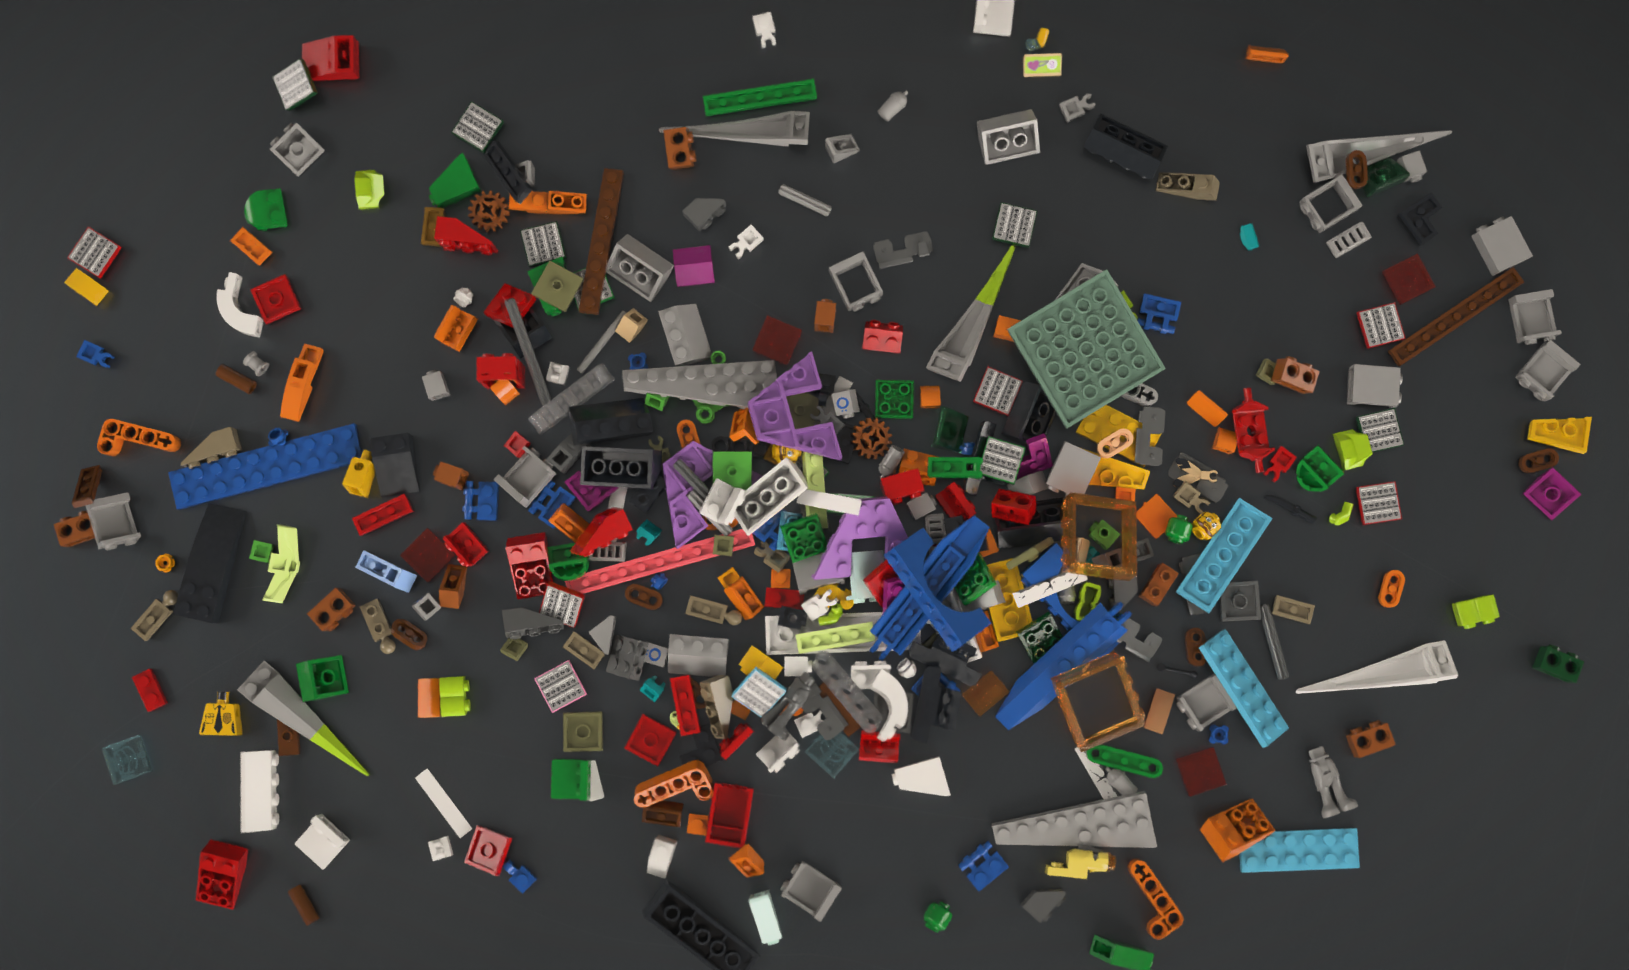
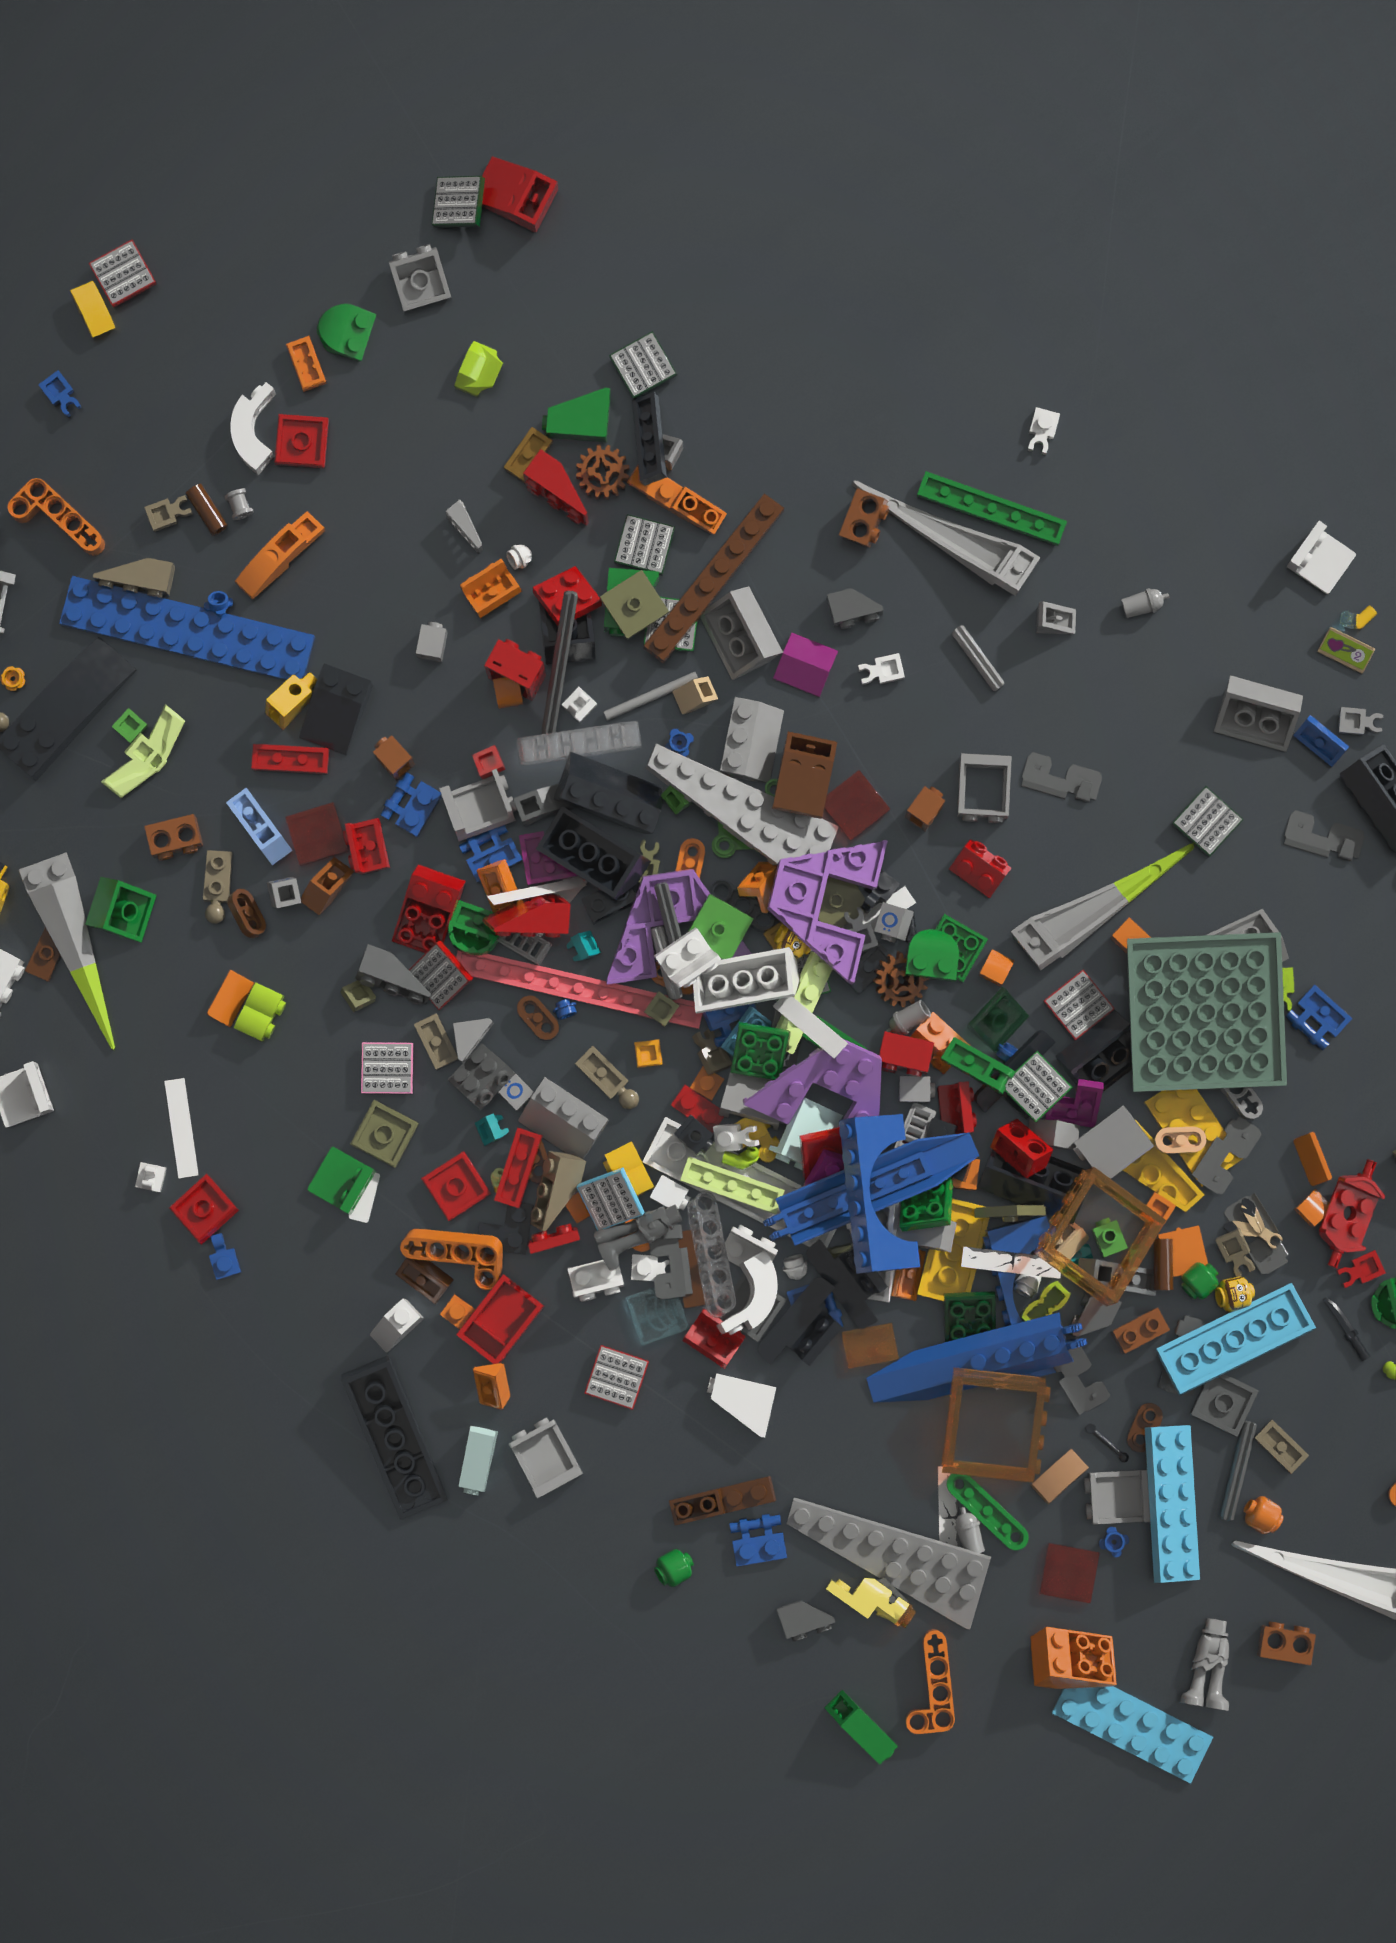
camera: 30 degrees right, 0 degrees up
(208, 397) = (163, 513): none -> dark tan plate
(411, 294) = (461, 521): none -> light grey slope
(596, 512) = (536, 891): none -> white sticker
(733, 337) = (804, 775): none -> reddish brown slope
(744, 598) = (652, 1083): orange slope -> none
(828, 809) = (616, 1377): none -> light grey tile
(884, 411) = (932, 956): none -> green slope
(945, 852) = (722, 1500): none -> reddish brown slope
(1059, 132) = (1321, 741): none -> blue plate
(1107, 189) = (1341, 838): none -> dark grey piece
(1149, 532) = (1163, 1264): none -> reddish brown piece
(1307, 662) = (1263, 1515): none -> orange head

